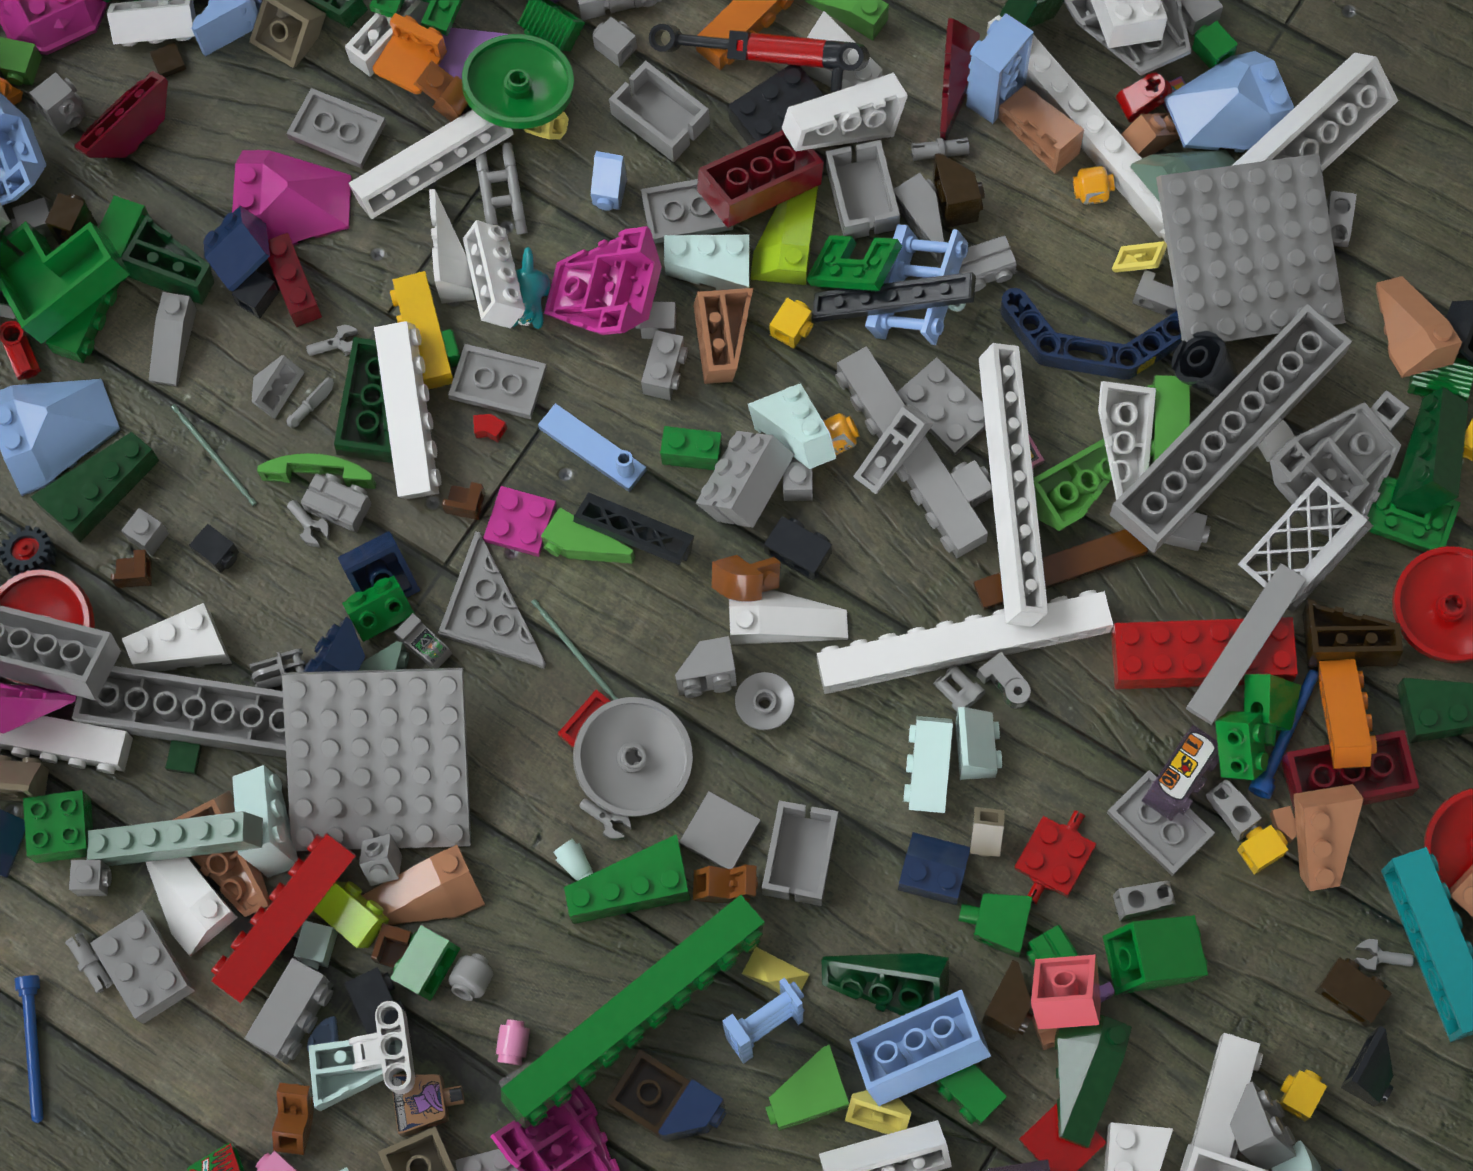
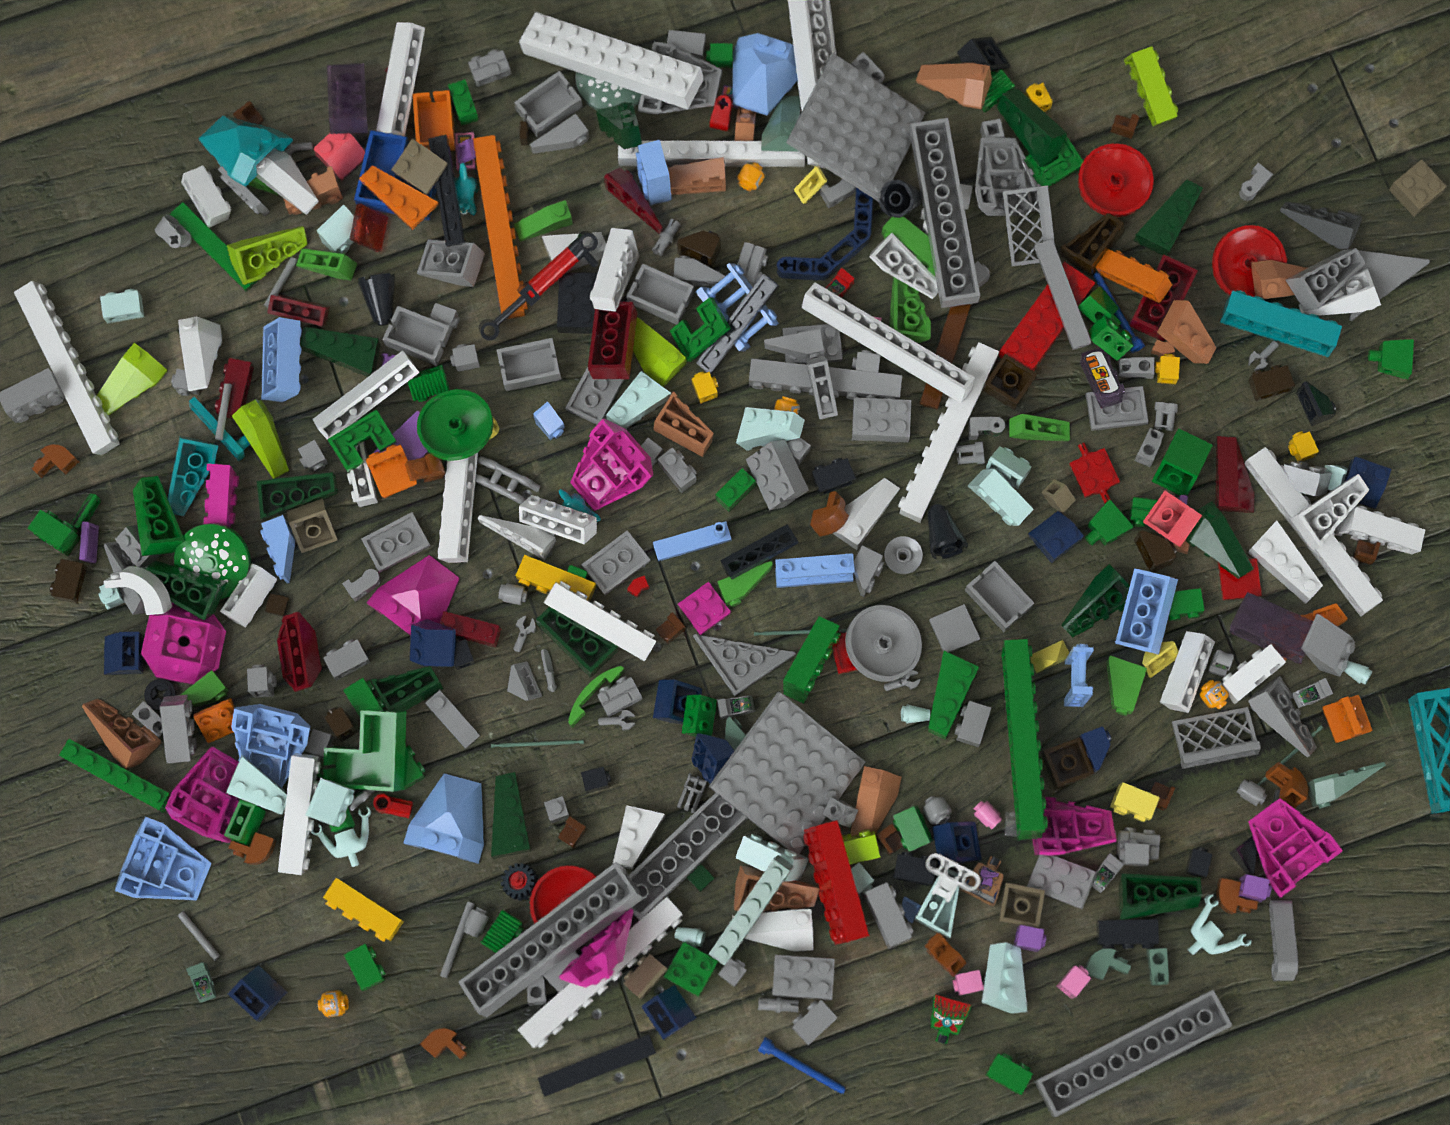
camera: 55 degrees left, 5 degrees up
(95, 1020) = (813, 1022): none -> light grey brick
(101, 797) = (691, 936): none -> light aqua cone
(156, 176) = (346, 659): none -> light grey brick
(258, 131) = (363, 585): none -> light grey leg
(371, 295) = (513, 593): none -> light grey brick
(448, 1032) = (957, 841): none -> dark blue slope
(545, 685) = (811, 659): none -> green wedge
(614, 940) = (973, 723): none -> light grey brick
(656, 604) = (814, 570): none -> light blue fence
(723, 884) = (987, 645): dark orange brick -> none
(828, 729) = (944, 534): none -> black cone
(914, 551) = (881, 420): none -> light grey brick
(931, 390) = (801, 345): none -> light grey slope
(1044, 382) = (841, 283): none -> red leg
(1056, 746) = (1038, 428): none -> bright green slope
(1084, 665) = (1009, 382): none -> dark brown slope
(1184, 1038) = (1233, 484): none -> dark red wedge
(1212, 890) = (1165, 409): none -> light grey piece

